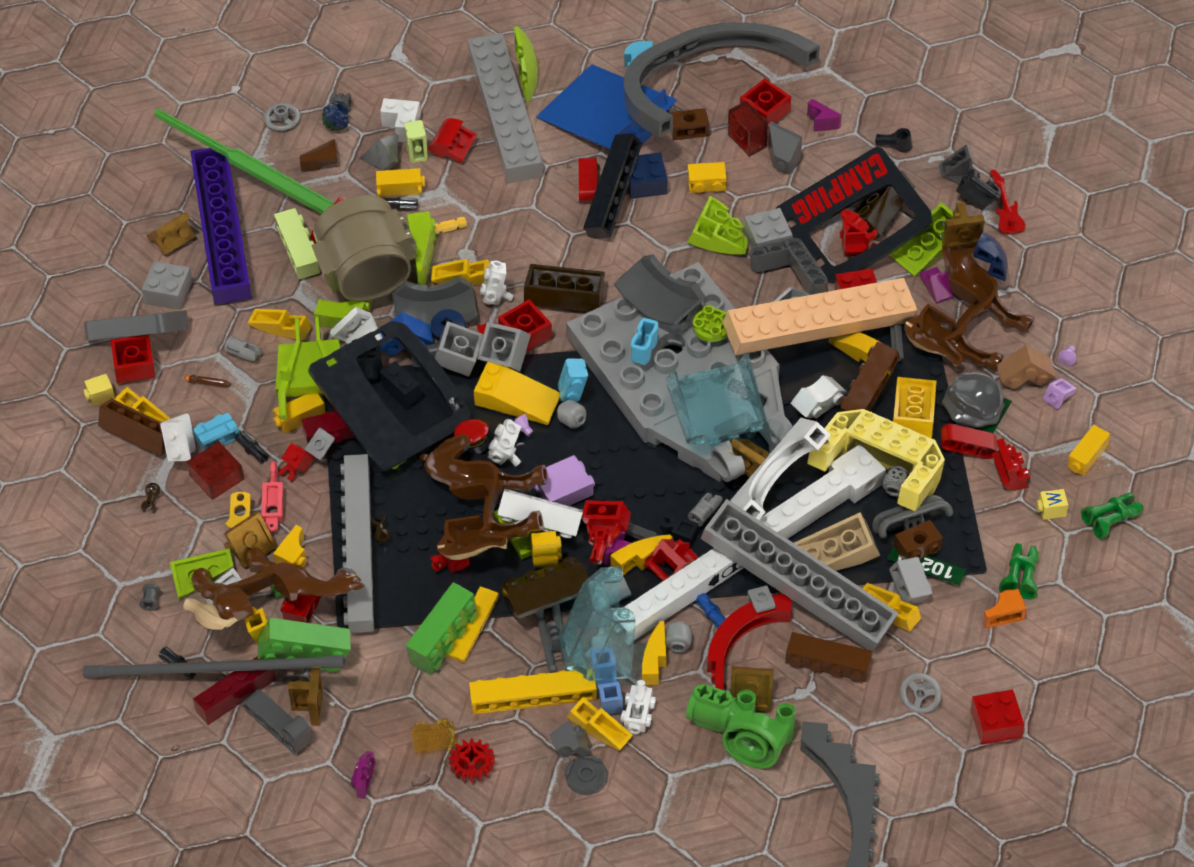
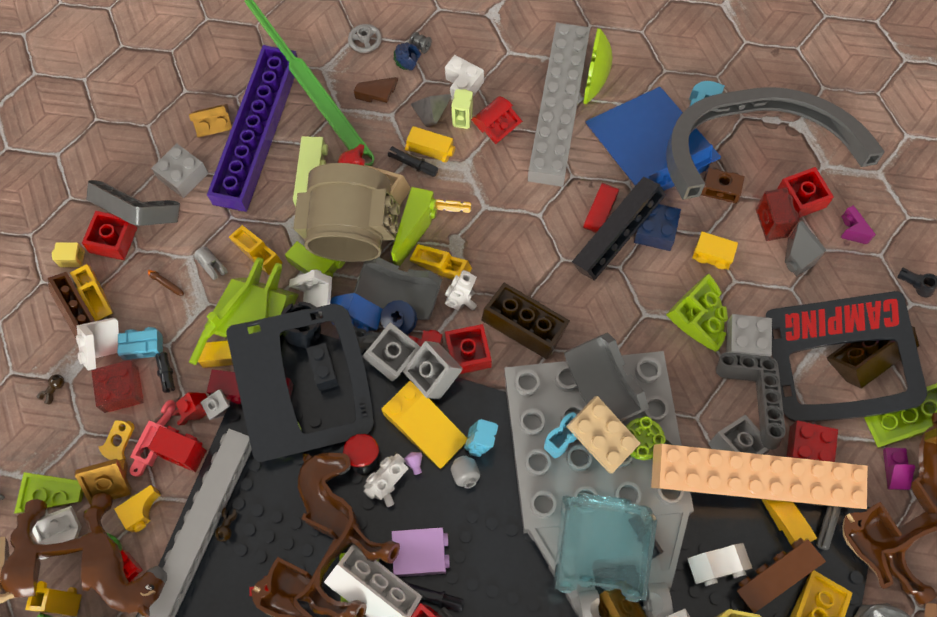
camera: 25 degrees right, 15 degrees up
(304, 491) = (178, 448): none -> red brick
(677, 325) = (603, 434): none -> tan plate
(854, 235) = (835, 379): red piece -> none

